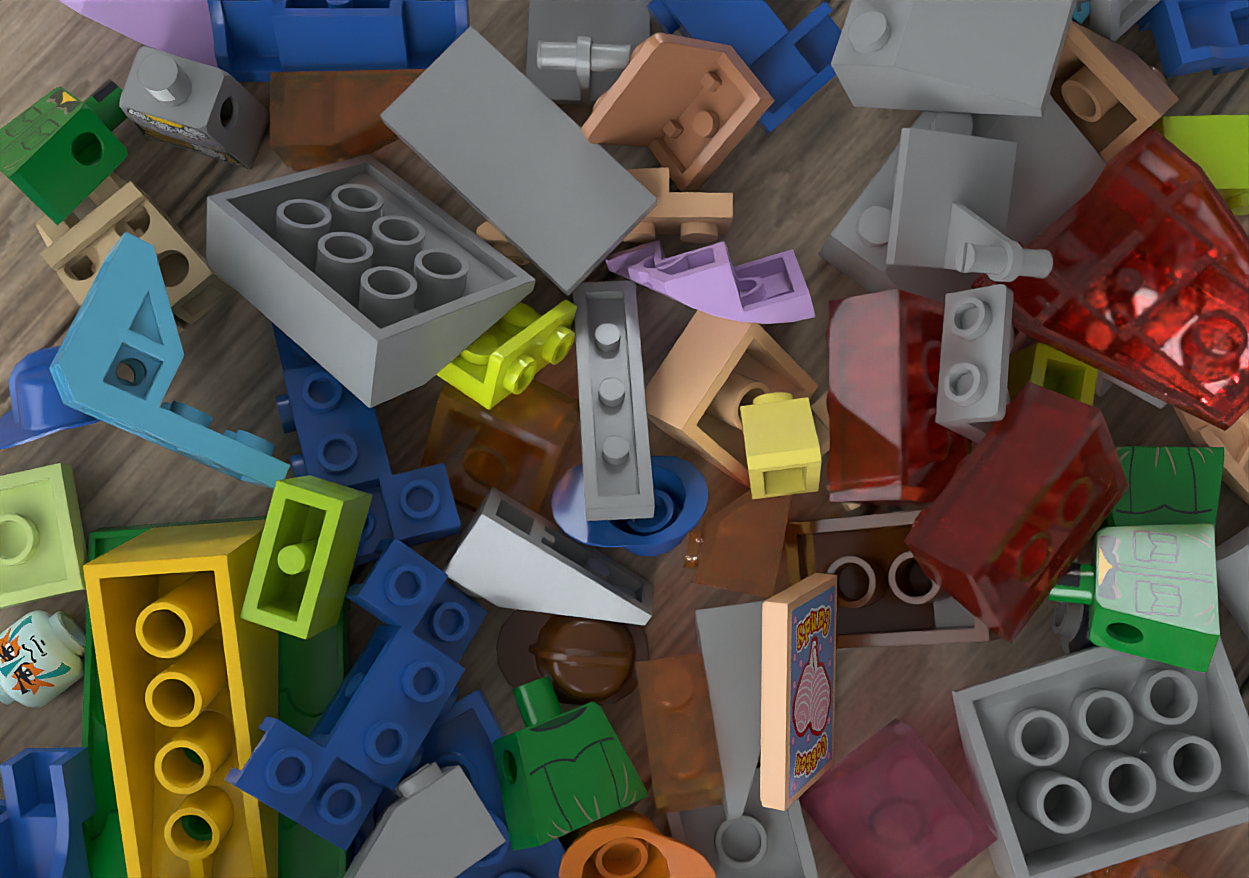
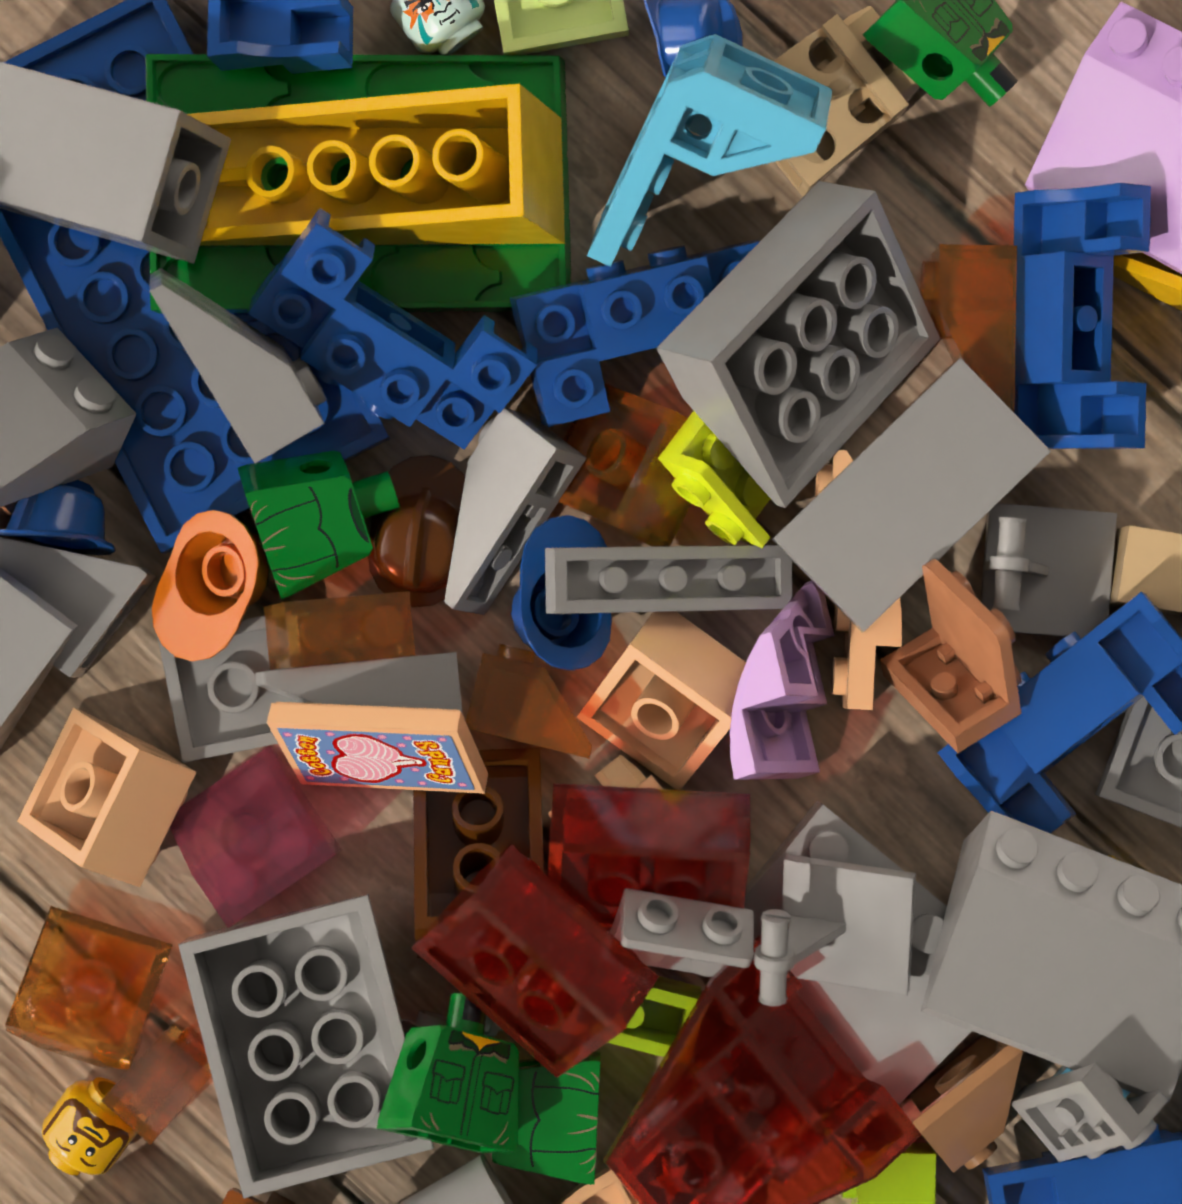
camera: 95 degrees right, 5 degrees up
(183, 104) = (984, 167): light grey torso -> none
(305, 556) = (522, 284): lime brick -> none
(781, 446) = (610, 737): light yellow slope -> none

